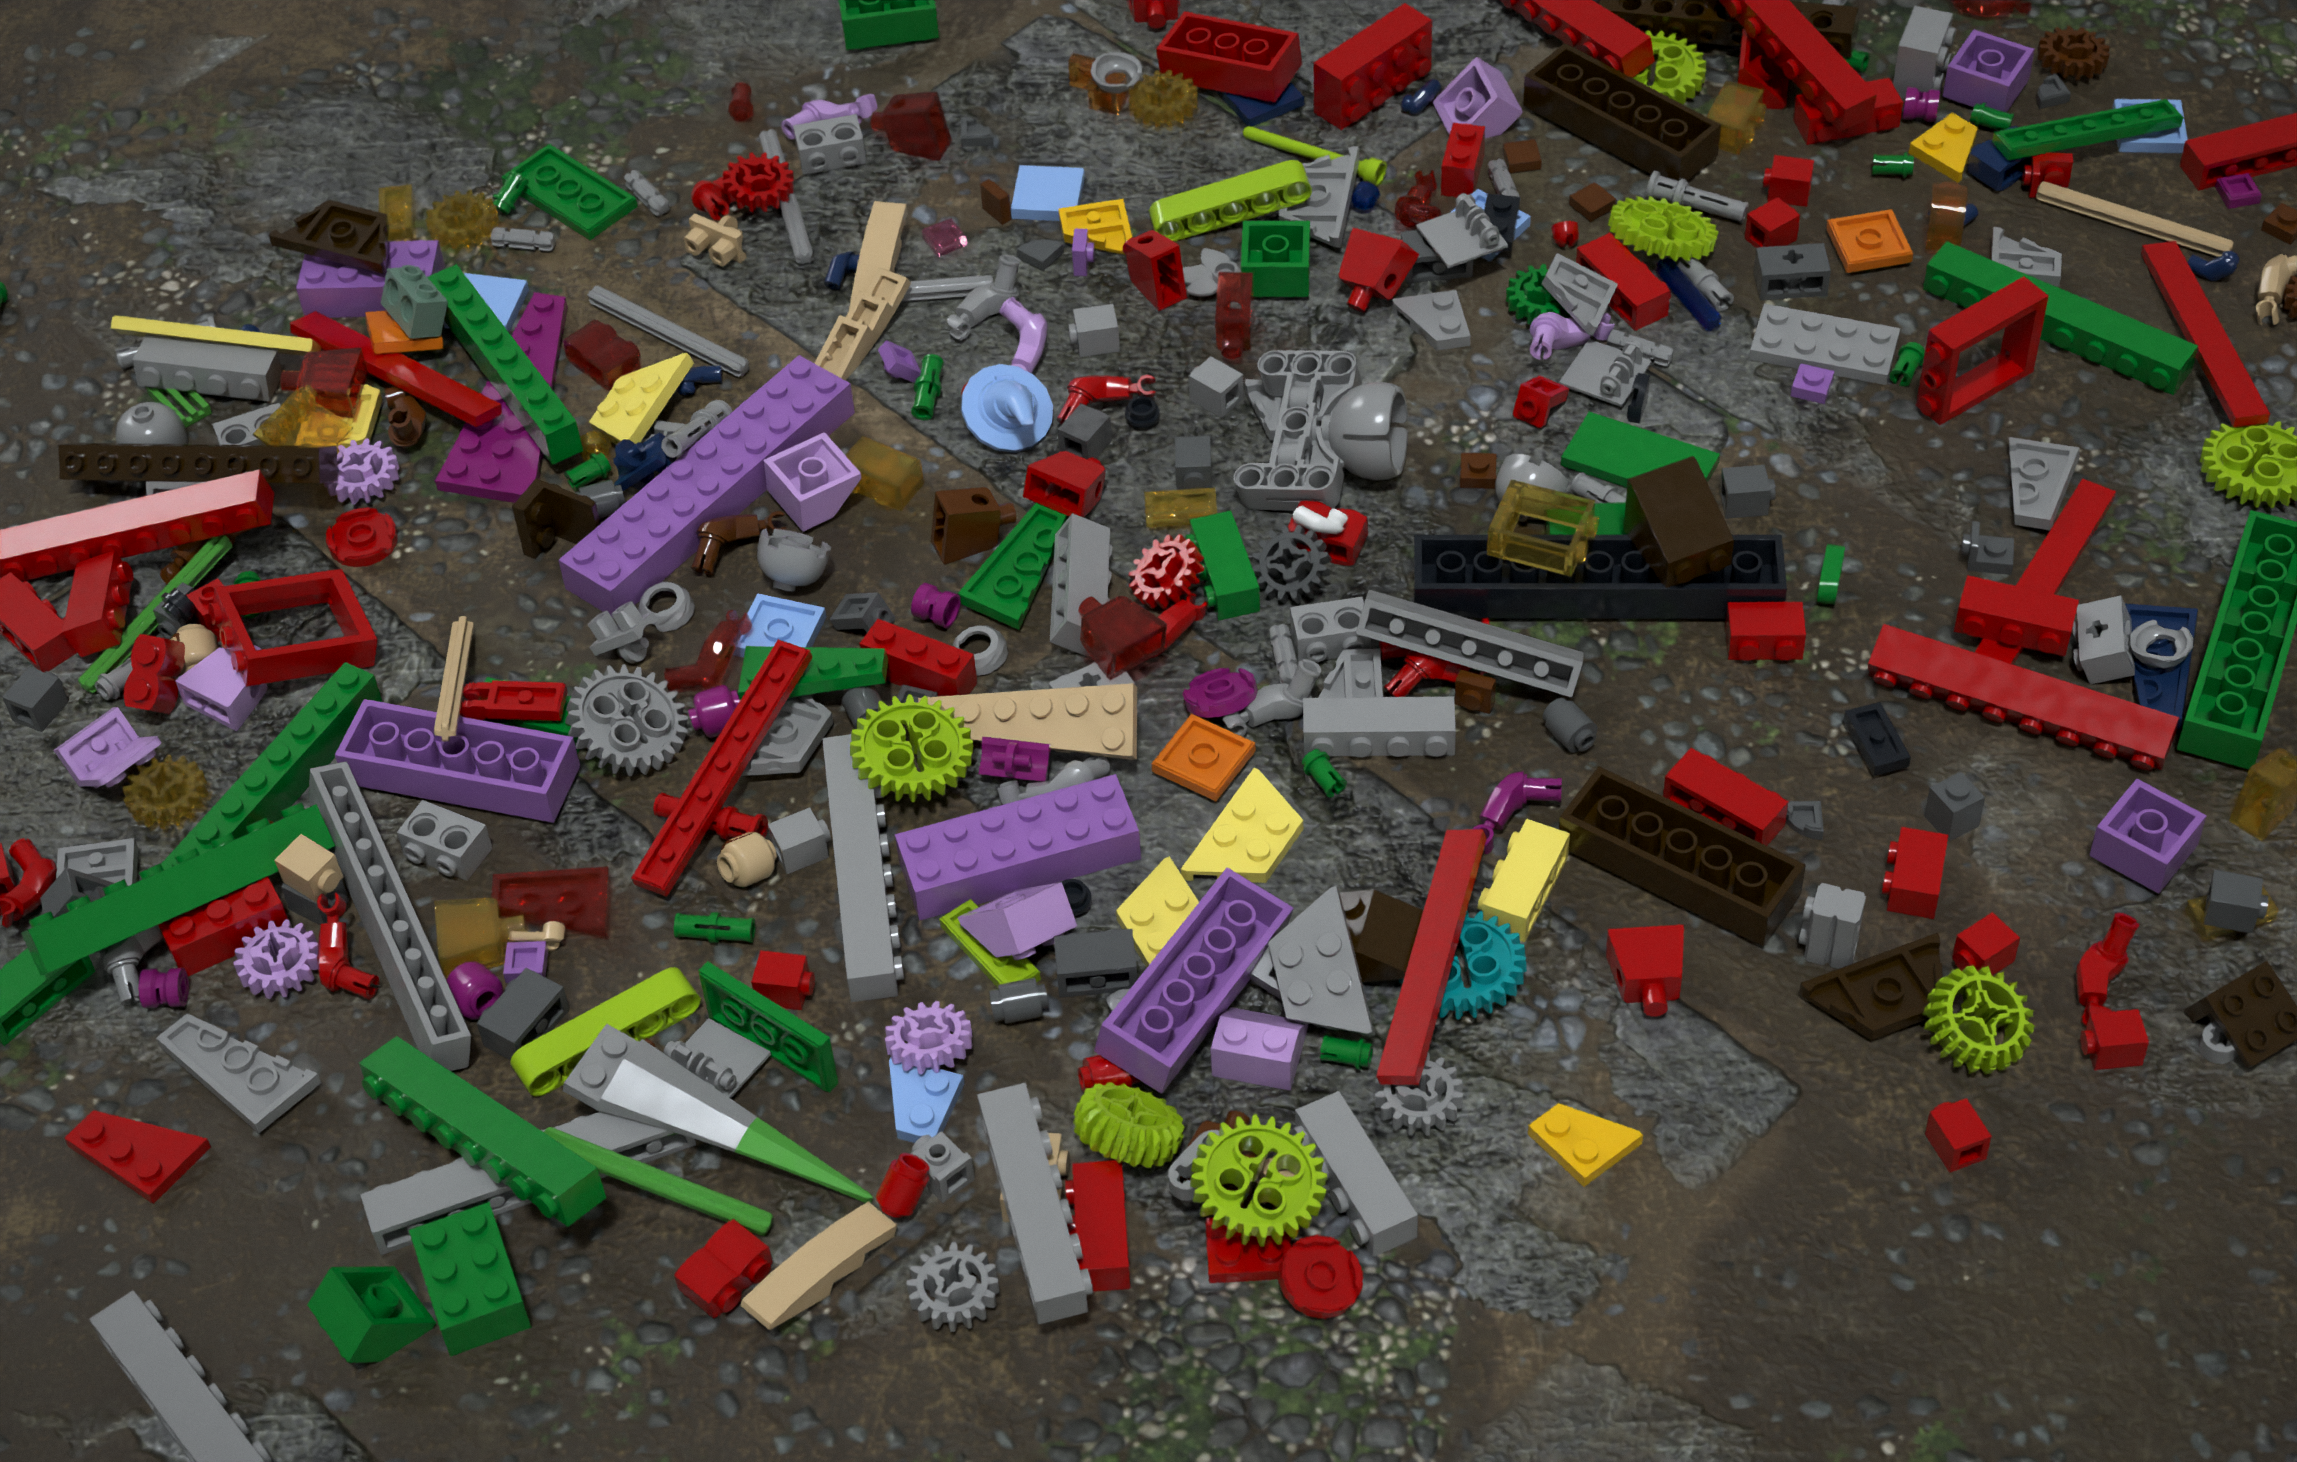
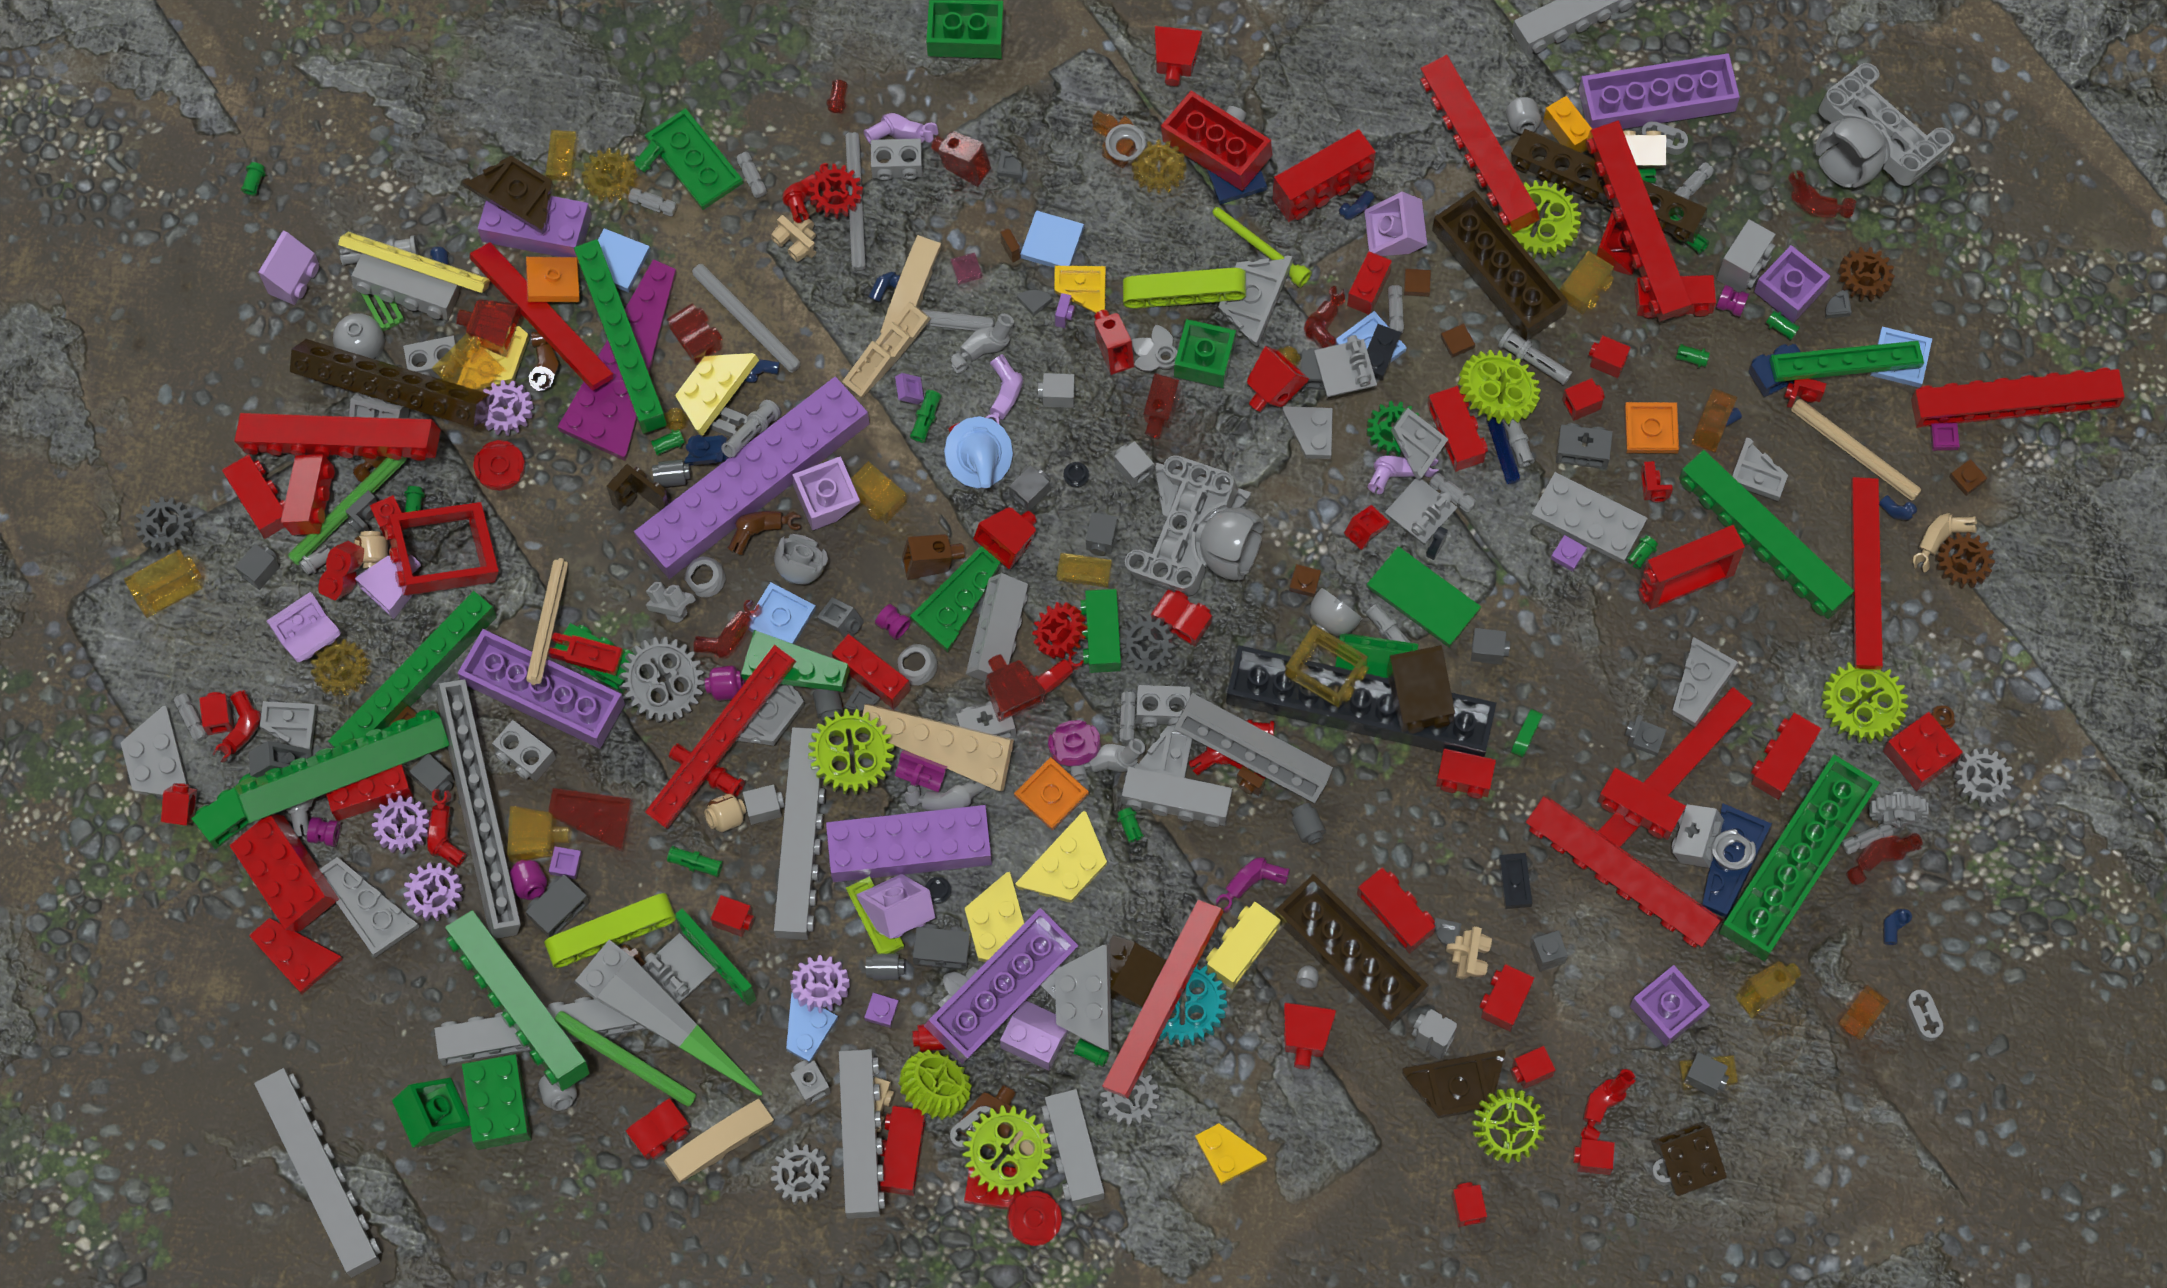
camera: 10 degrees right, 20 degrees up
(46, 374) = (288, 269): none -> lavender slope
(109, 1042) = (284, 872): none -> red brick
(177, 605) = (362, 515): black plate -> none
(309, 868) = (430, 768): tan brick -> none
(335, 1031) = (422, 888): none -> lavender gear
(414, 302) = (561, 266): sand green brick -> none
(552, 933) = (584, 845): tan hand -> none
(559, 1247) = (554, 1097): none -> light grey head
(903, 1185) = (781, 1096): red brick -> none
(1026, 1059) = (881, 1010): none -> medium lavender plate
(1102, 389) = (1045, 449): red arm -> none
(1311, 520) = (1172, 618): white arm -> none
(1365, 196) = (1287, 300): clear blue hinge -> none
(1565, 232) = (1428, 368): red hinge -> none
(1628, 903) = (1307, 977): none -> light grey hinge
(1841, 830) = (1466, 951): none -> tan hips
(1893, 295) = (1651, 484): none -> red bracket
(1946, 146) = (1741, 343): yellow wing -> none
(2181, 536) = (1785, 755): none -> red brick

